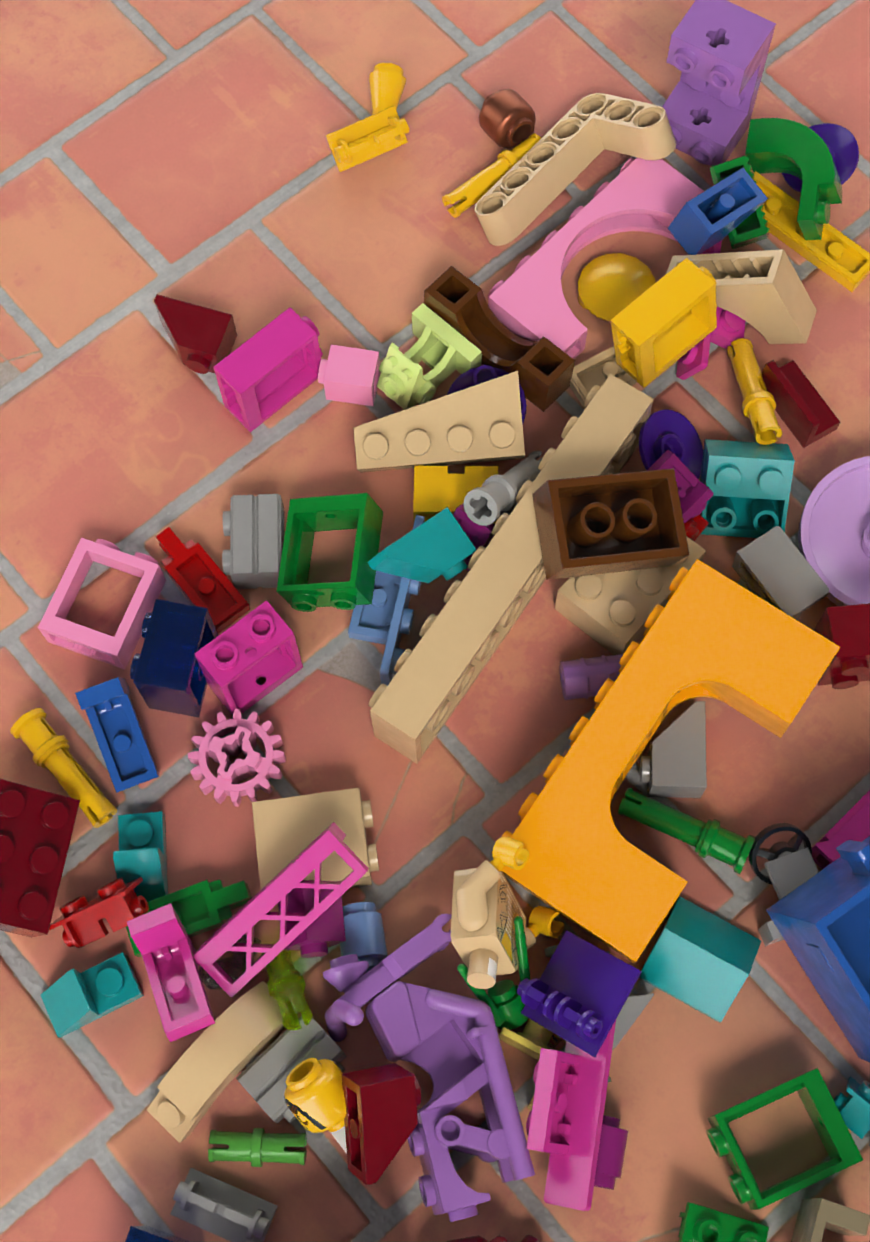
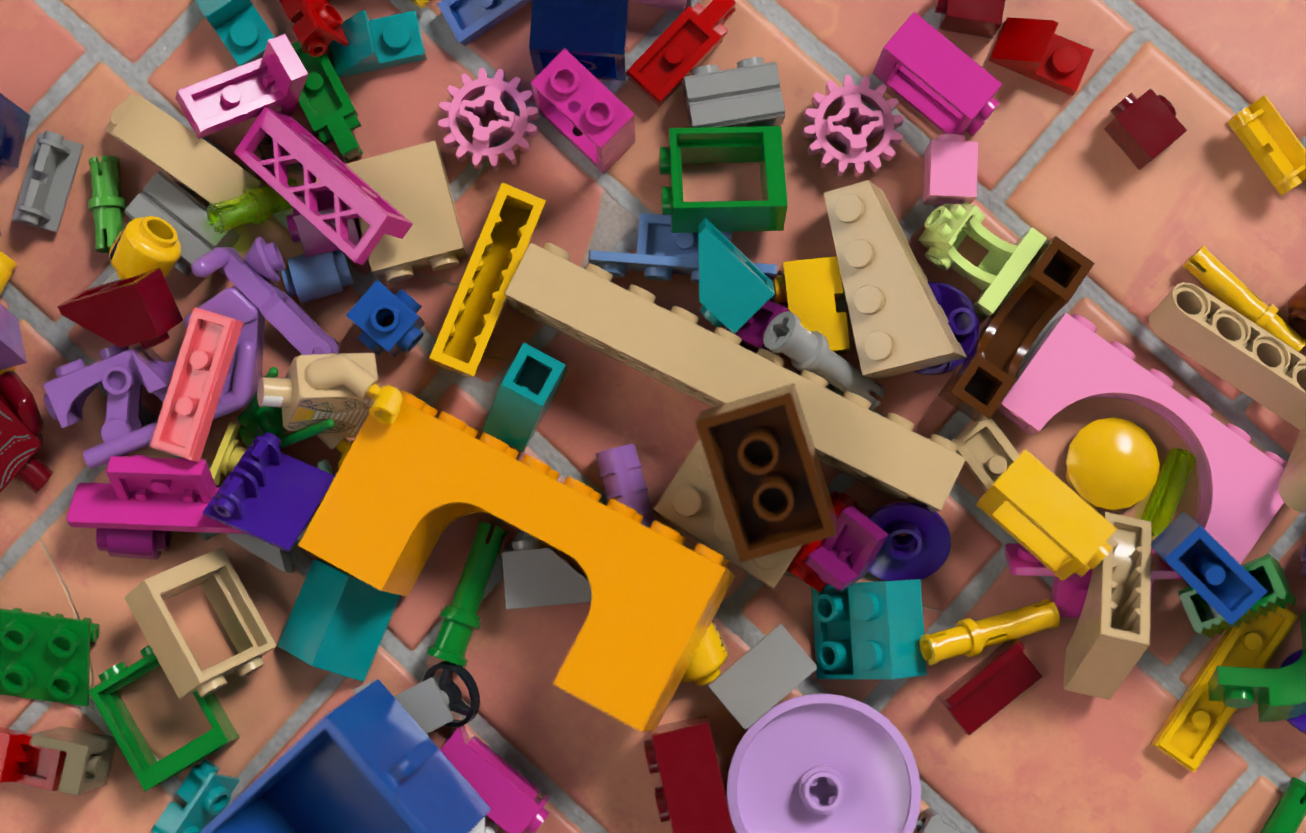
camera: 80 degrees right, 15 degrees up
(259, 295) = (1040, 54): none -> red slope
(316, 452) = (834, 129): none -> bright pink gear
(337, 226) = (1144, 126): none -> dark red brick
(394, 774) = (486, 281): none -> yellow brick
(415, 886) = (376, 309): none -> blue brick
(466, 1045) = (196, 384): none -> coral tile
(505, 750) = (524, 397): none -> teal slope
(641, 248) = (1168, 489): none -> clear neon green axle
(689, 1055) = (230, 603): none -> tan window

